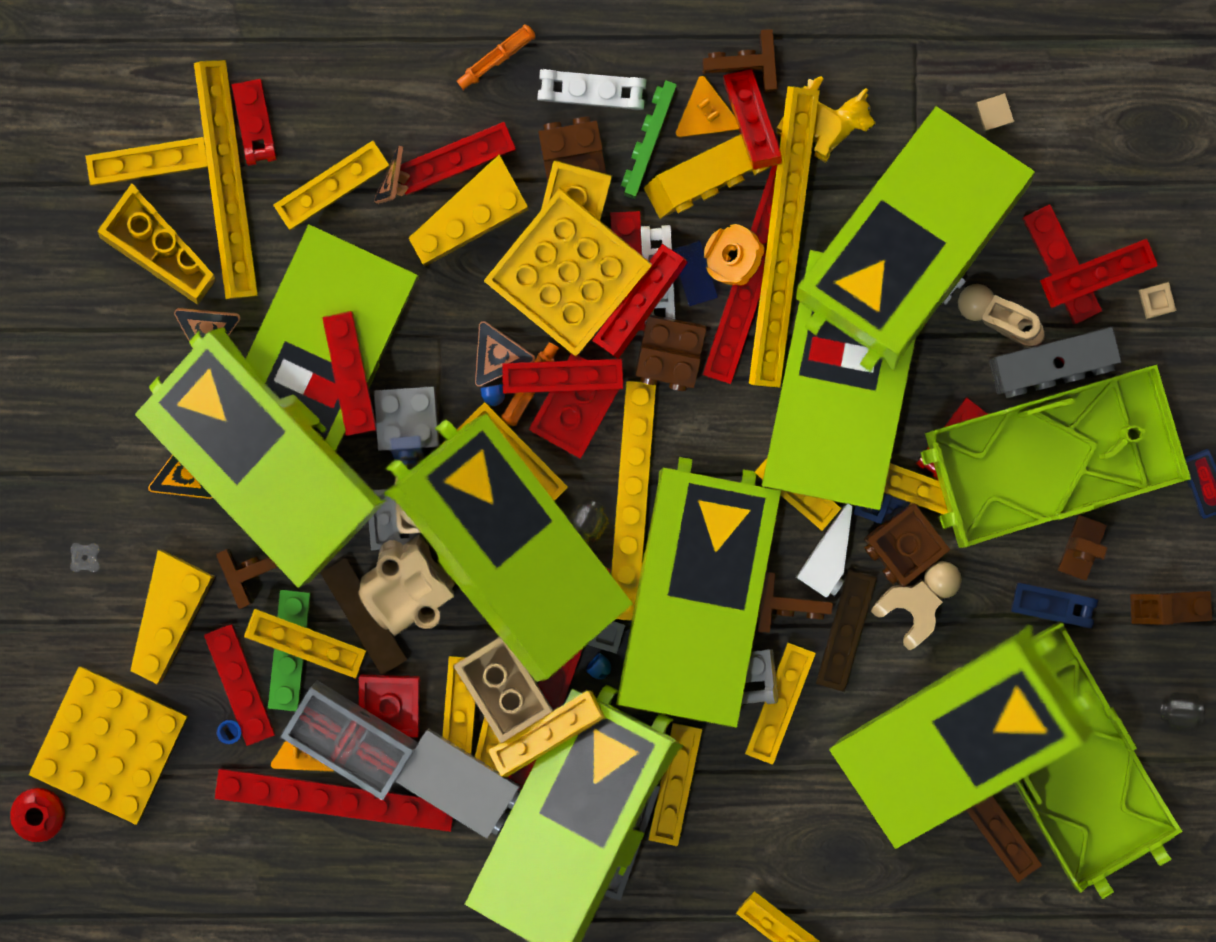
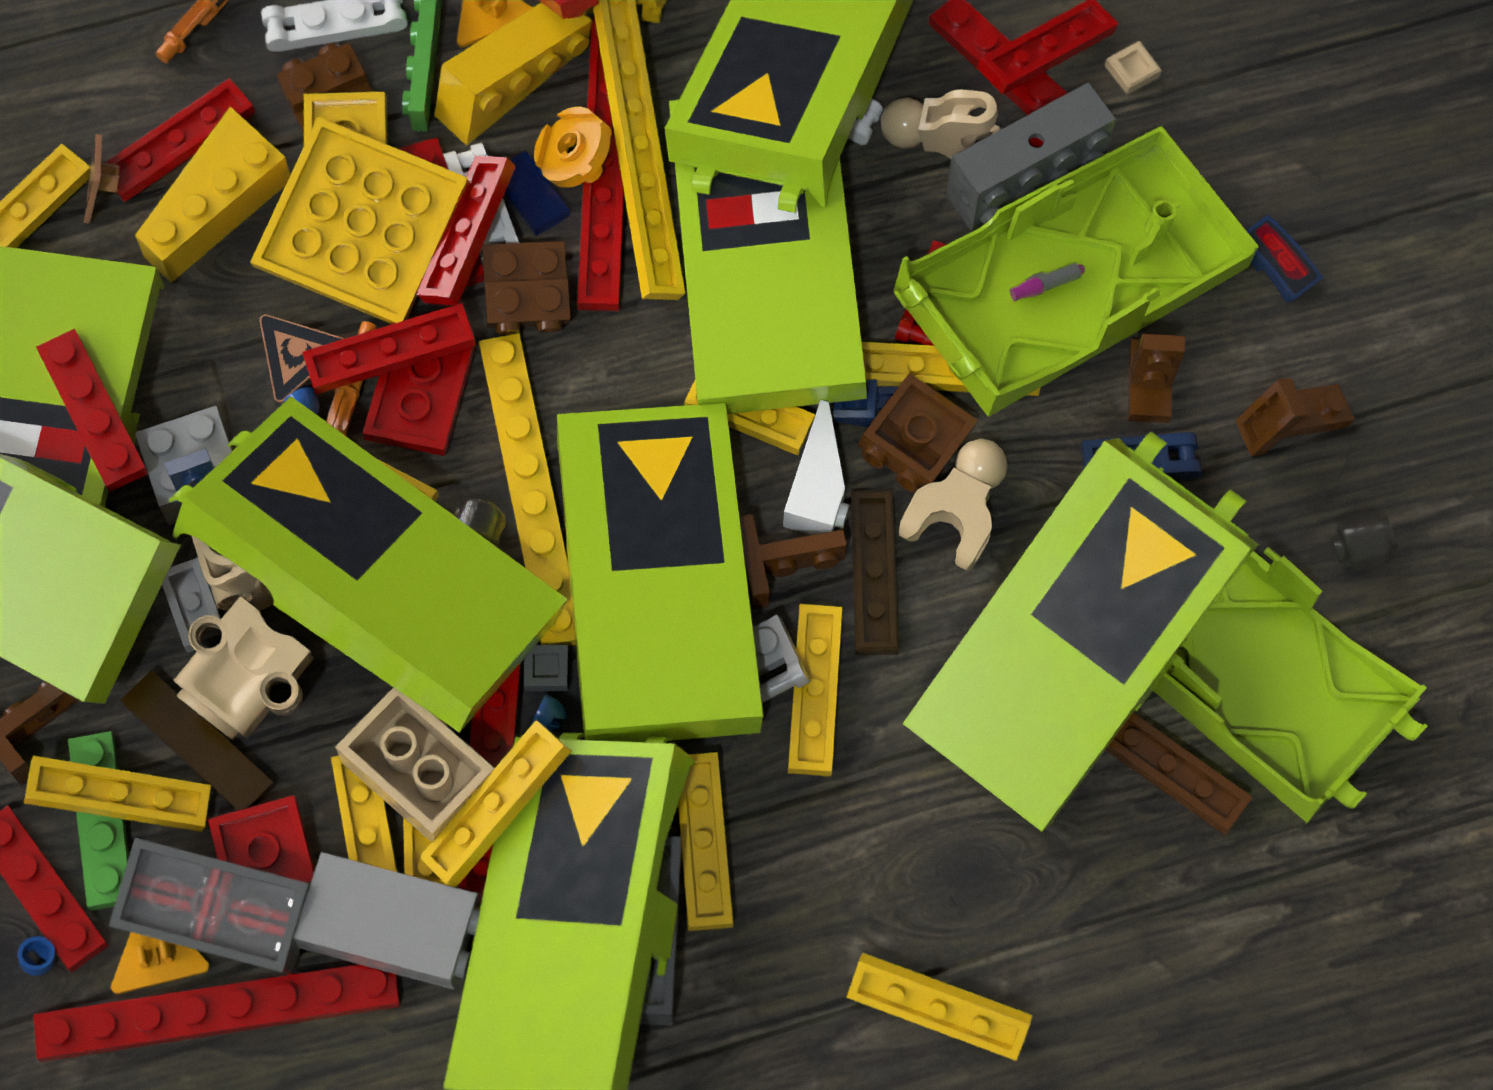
camera: 15 degrees left, 20 degrees down
(1031, 460) = (1042, 282): none -> piece

